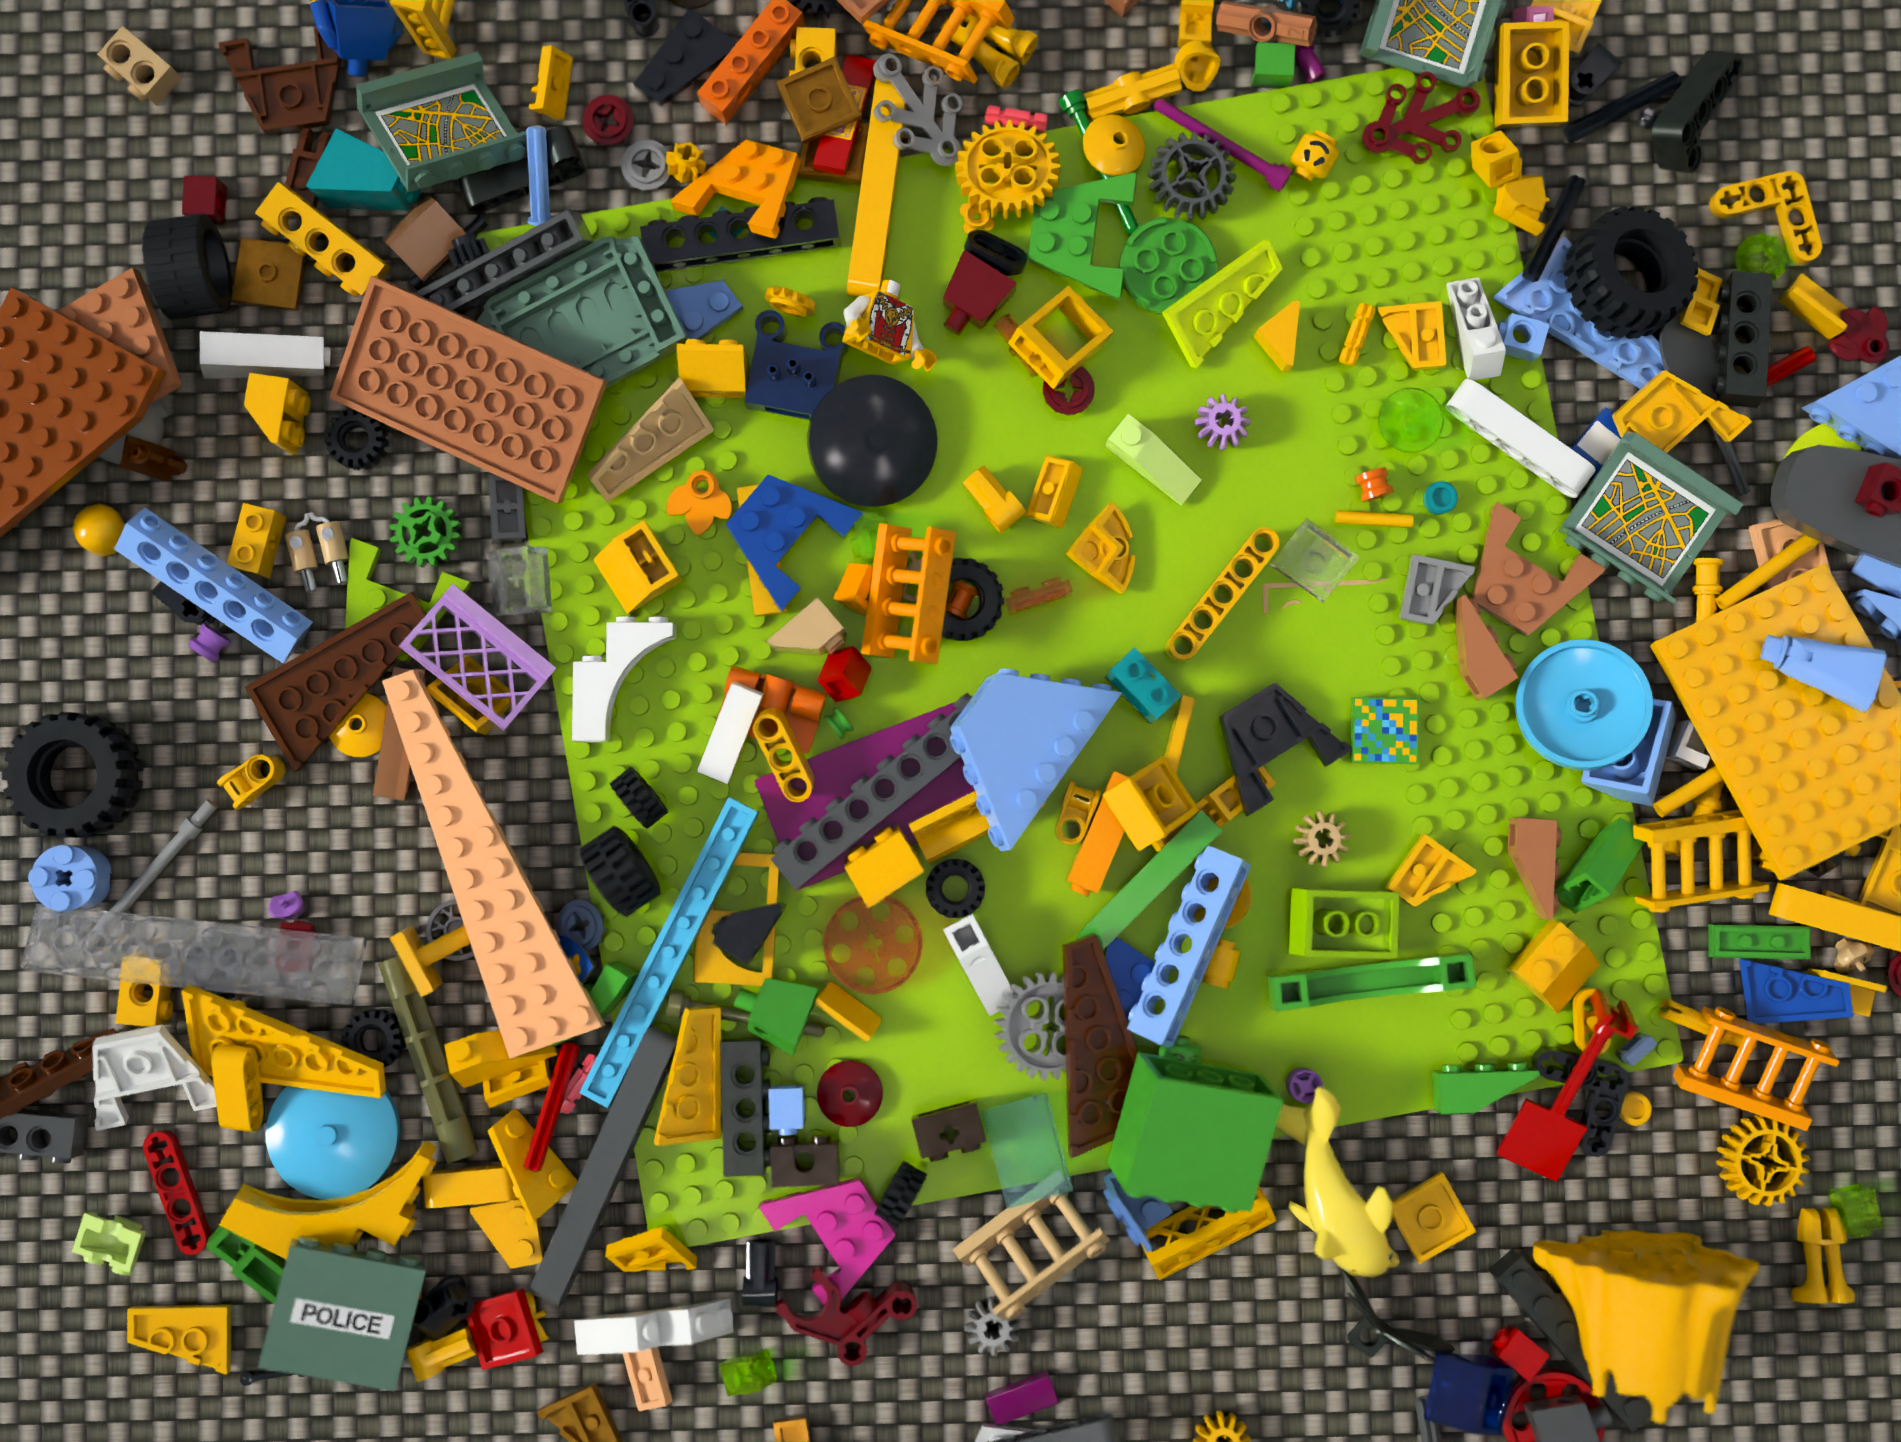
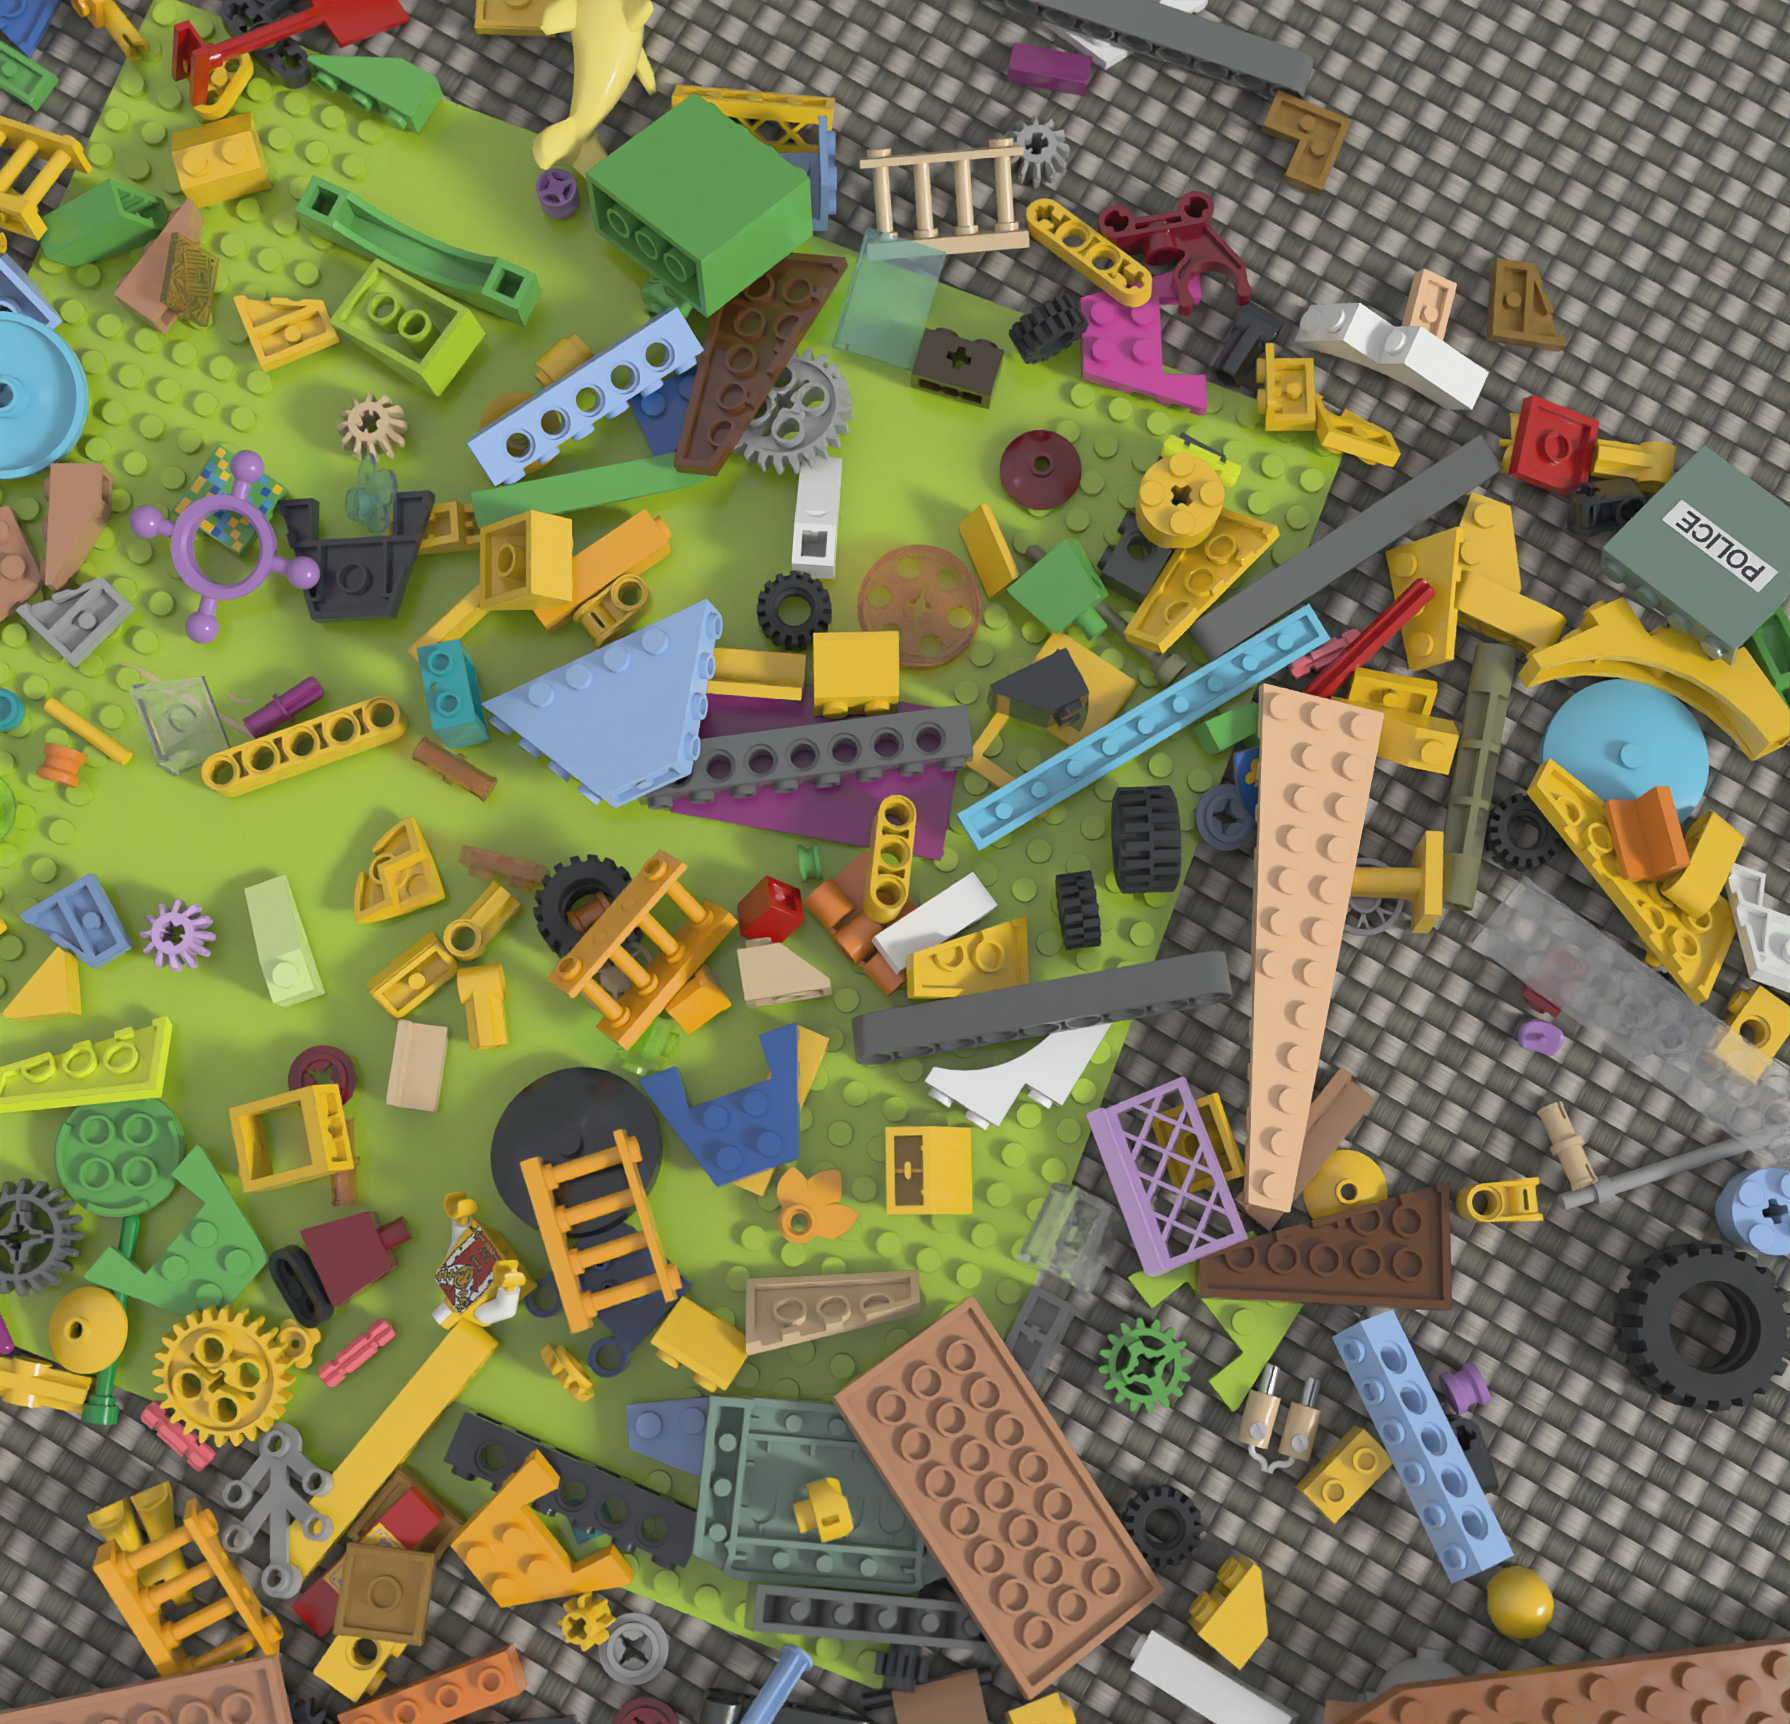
camera: 150 degrees left, 5 degrees down
(151, 459) = (1413, 1644): reddish brown hinge -> none
(227, 842) = (1567, 1146): none -> tan pin
(284, 1082) = (1647, 836): none -> orange panel
(570, 312) = (824, 1510): none -> yellow piece
(621, 715) = (1042, 1008): none -> dark grey beam
(686, 718) = (971, 963): none -> yellow wing
(710, 1255) = (1287, 392): none -> yellow bracket
(715, 1128) = (1185, 479): none -> yellow brick
(737, 1160) = (1227, 471): none -> neon yellow axle
(748, 1373) = (1320, 254): clear neon green bracket -> none
(787, 1108) = (1114, 490): light blue brick -> none
(787, 1171) = (1119, 404): dark brown brick -> none
(826, 362) = (556, 1221): none -> light orange fence
(908, 1277) = (1094, 247): none -> yellow beam
(934, 234) = (356, 1353): none -> coral axle
(1011, 435) = (417, 1066): none -> tan panel
(1029, 553) = (483, 918): none -> yellow piece
(1114, 641) = (454, 768): none -> clear orange pin
(1254, 613) = (284, 707): none -> magenta axle
(1288, 789) = (373, 495): none -> clear light blue plate
(1290, 393) = (82, 921): none -> medium blue wing
(1345, 634) = (148, 522): none -> medium lavender piece
(1513, 863) = (189, 279): none -> clear yellow piece
(1636, 1048) = (202, 22): sand blue tile -> none

